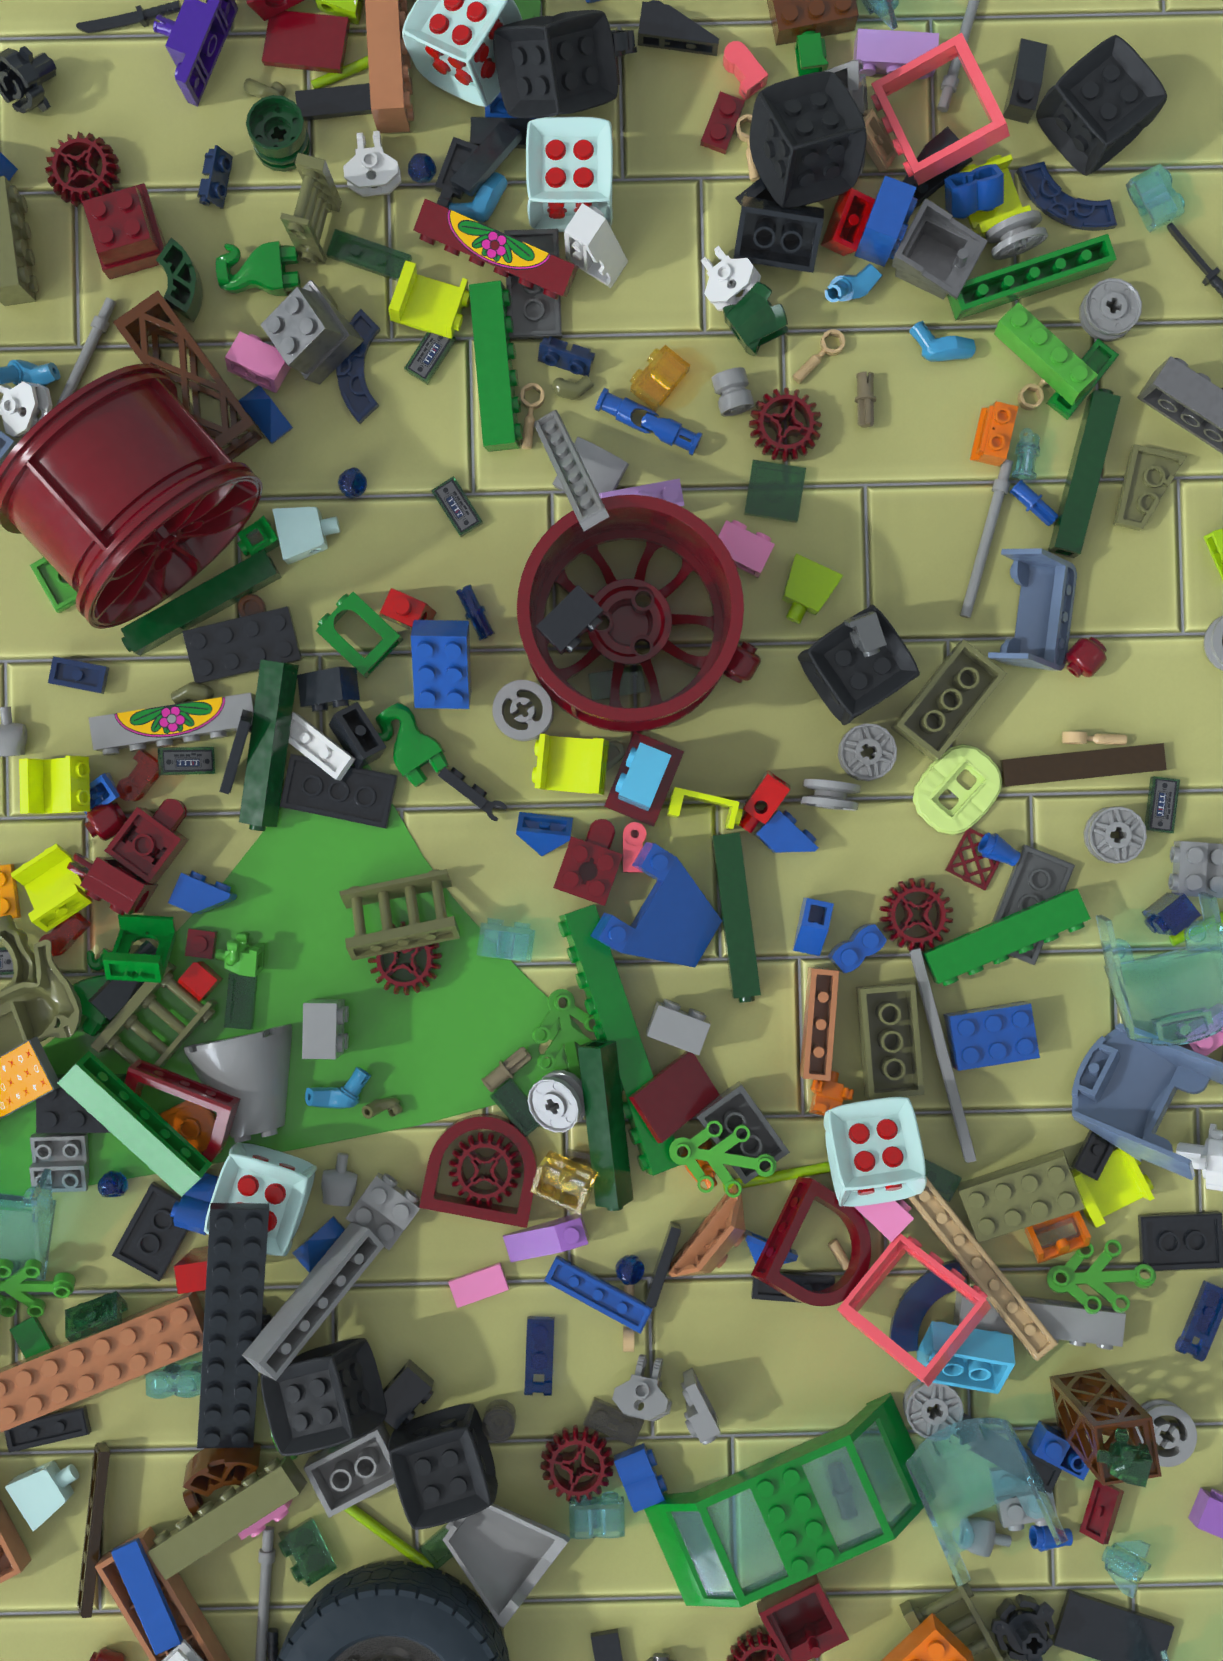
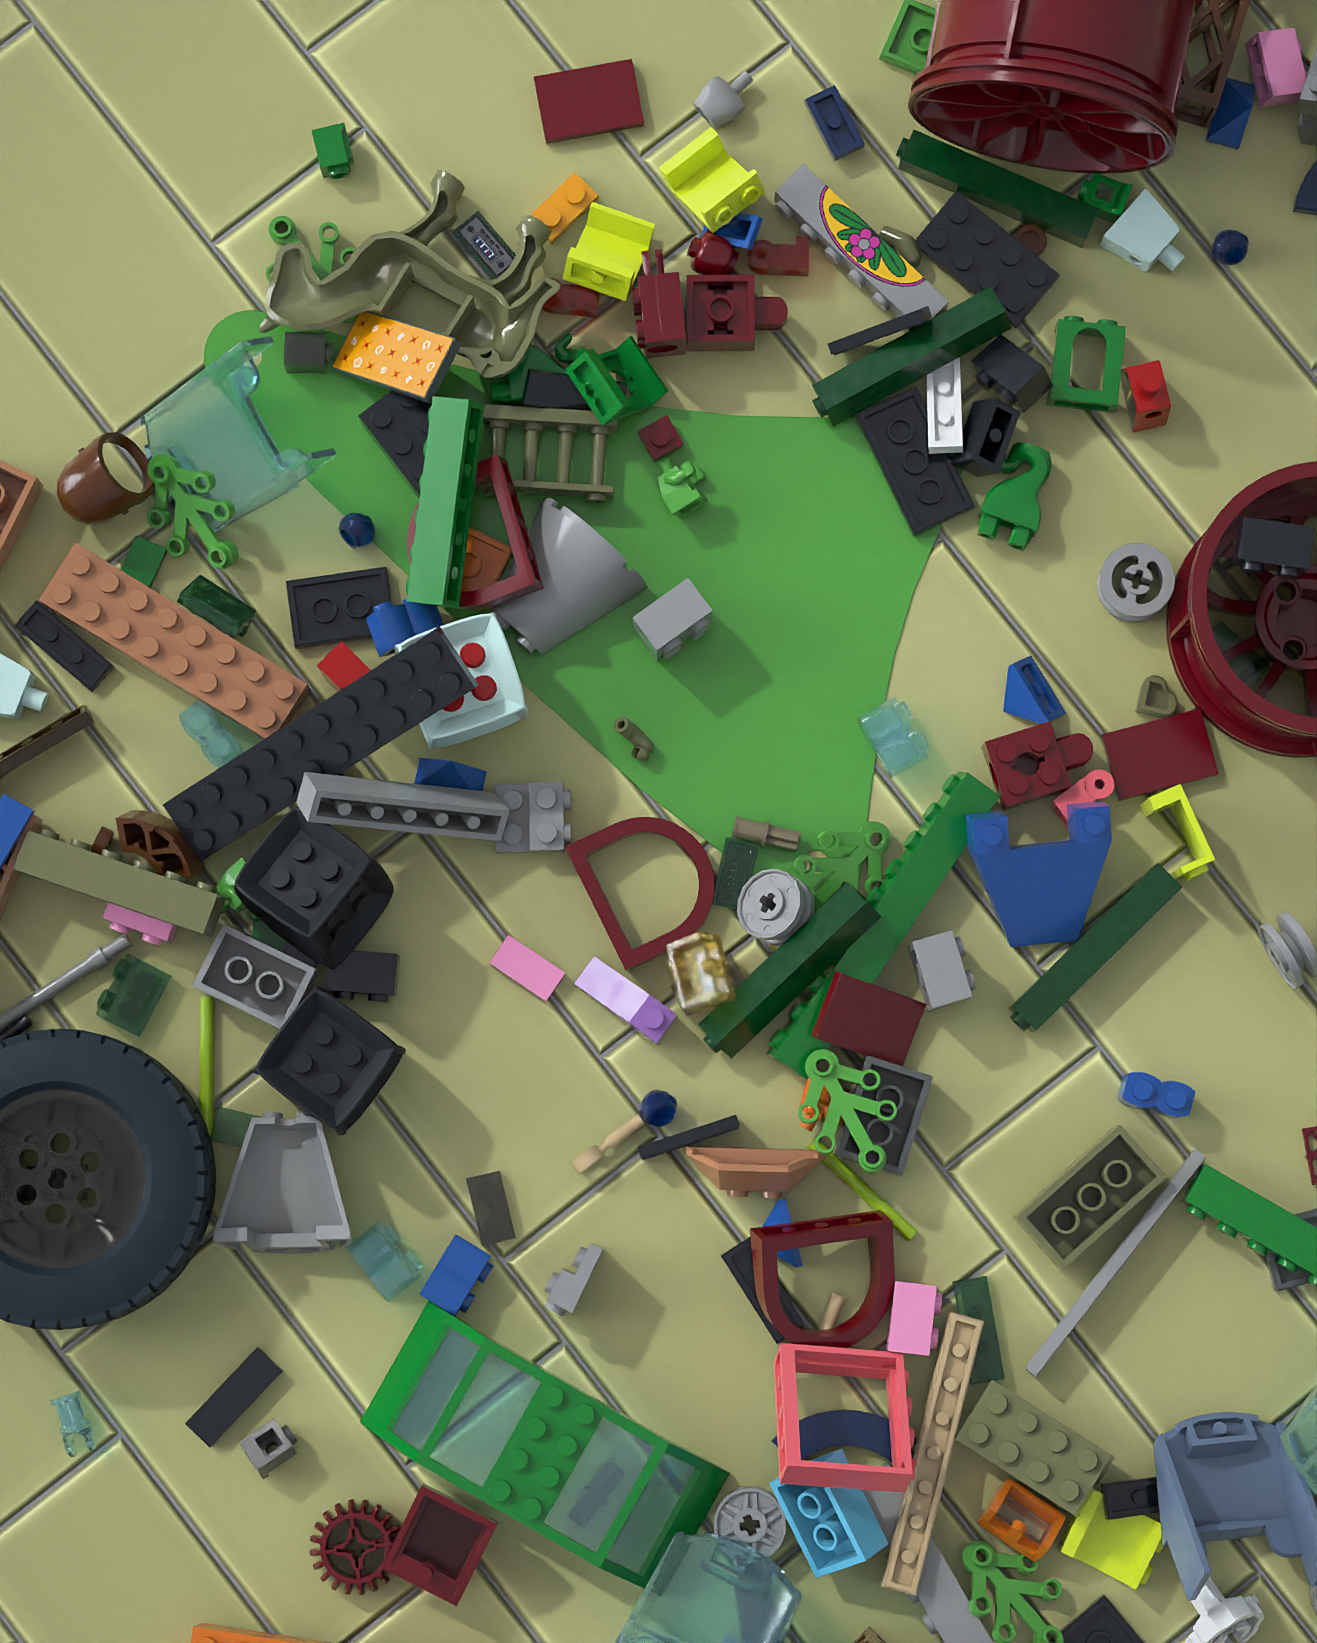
camera: 60 degrees right, 5 degrees down
(66, 1157) = (351, 468): light grey slope -> none
(186, 761) = (831, 289): tile -> none
(197, 895) = (707, 401): blue slope -> none
(199, 980) = (624, 463): red piece -> none
(240, 1001) = (633, 519): clear green tile -> none
(339, 1097) = (611, 686): dark azure arm -> none
(339, 1184) = (524, 752): light grey piece -> none
(386, 973) = (785, 644): dark red gear -> none
(406, 937) = (823, 628): olive fence -> none
(441, 664) = (1121, 465): blue brick -> none
(457, 506) = (1286, 367): tile -> none
(474, 793) = (1015, 596): black plate -> none
(475, 612) = (1195, 462): clear blue pin -> none
(493, 1177) = (655, 857): dark red gear -> none
(499, 1420) = (409, 1088): clear smoke piece -> none
(539, 1354) = (502, 1082): clear blue plate -> none
(567, 1460) = (394, 1212): dark red gear -> none
(571, 764) = (1118, 670): neon yellow panel -> none
(598, 1294) = (610, 1095): blue tile -> none
(643, 777) = (1166, 745): medium azure brick -> none
(643, 1390) = (543, 1215): light grey hinge -> none
(770, 790) = (1247, 885): red torso -> none
(783, 836) = (1211, 936): blue slope -> none
(812, 926) = (1143, 1033): blue slope -> none
(819, 1023) = (1052, 1112): nougat brick -> none
(828, 1094) = (985, 1179): orange piece -> none
(874, 1151) = (970, 1257): light aqua piece -> none
(906, 923) = (1238, 1114): dark red gear -> none
(991, 1035) = (1172, 1299): blue brick -> none

